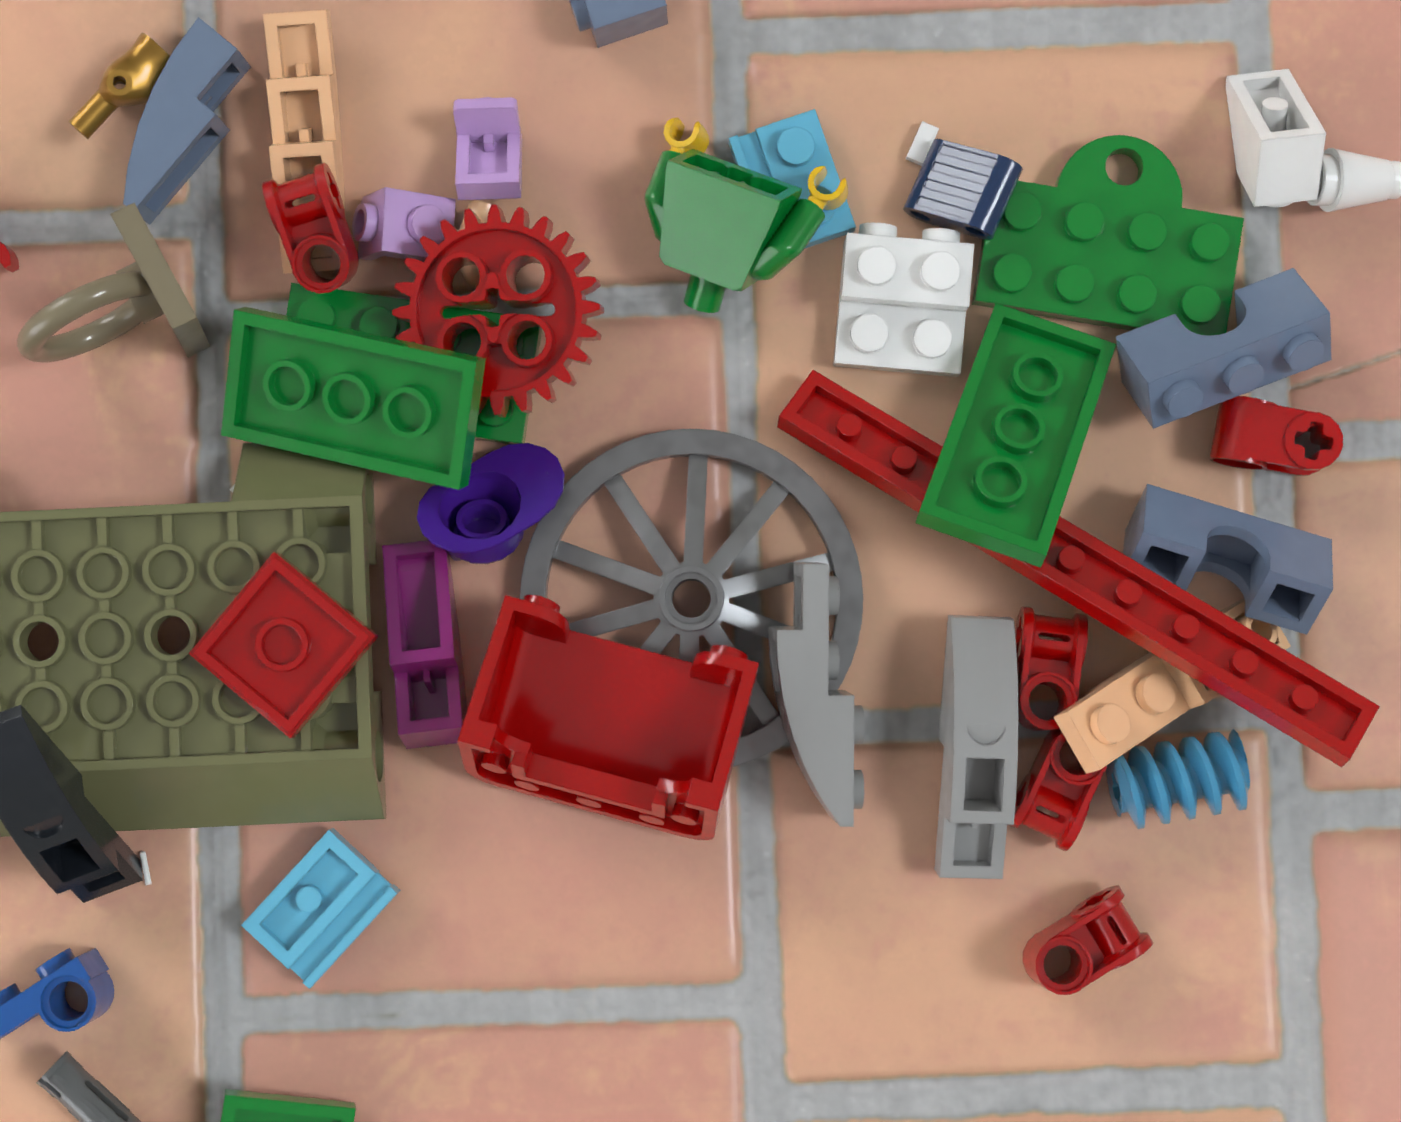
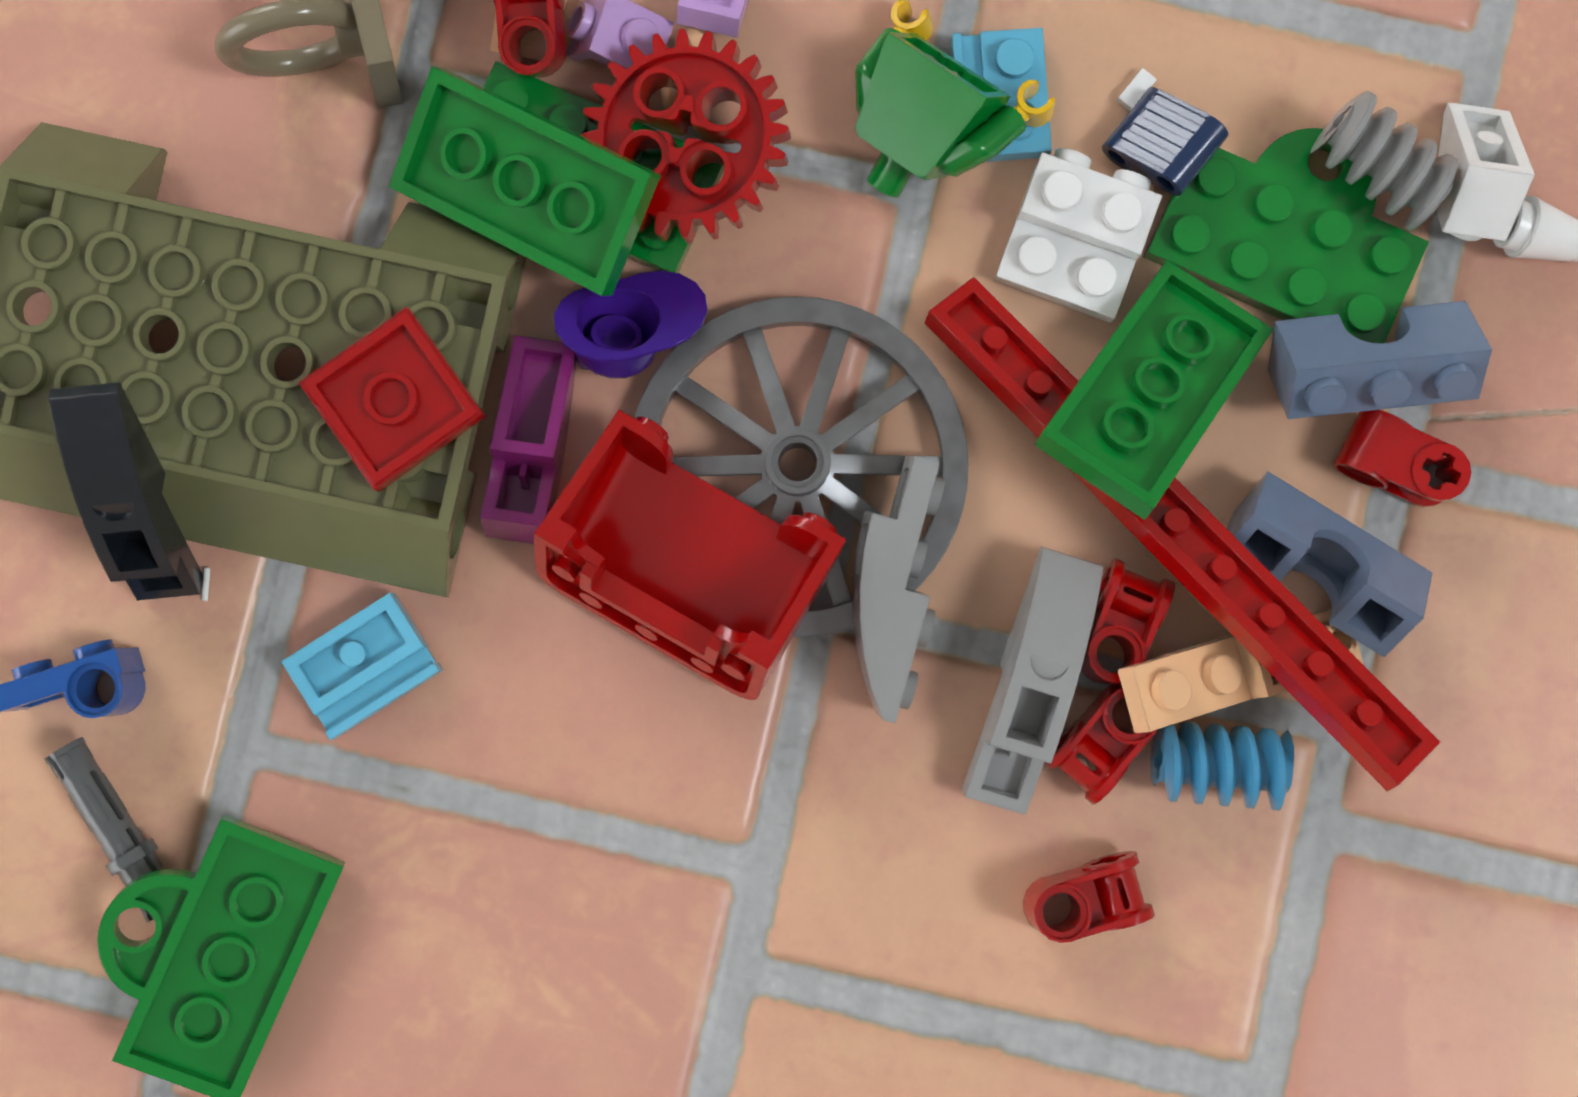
camera: 15 degrees right, 0 degrees up
(1183, 150) = (1388, 158): none -> light grey piece

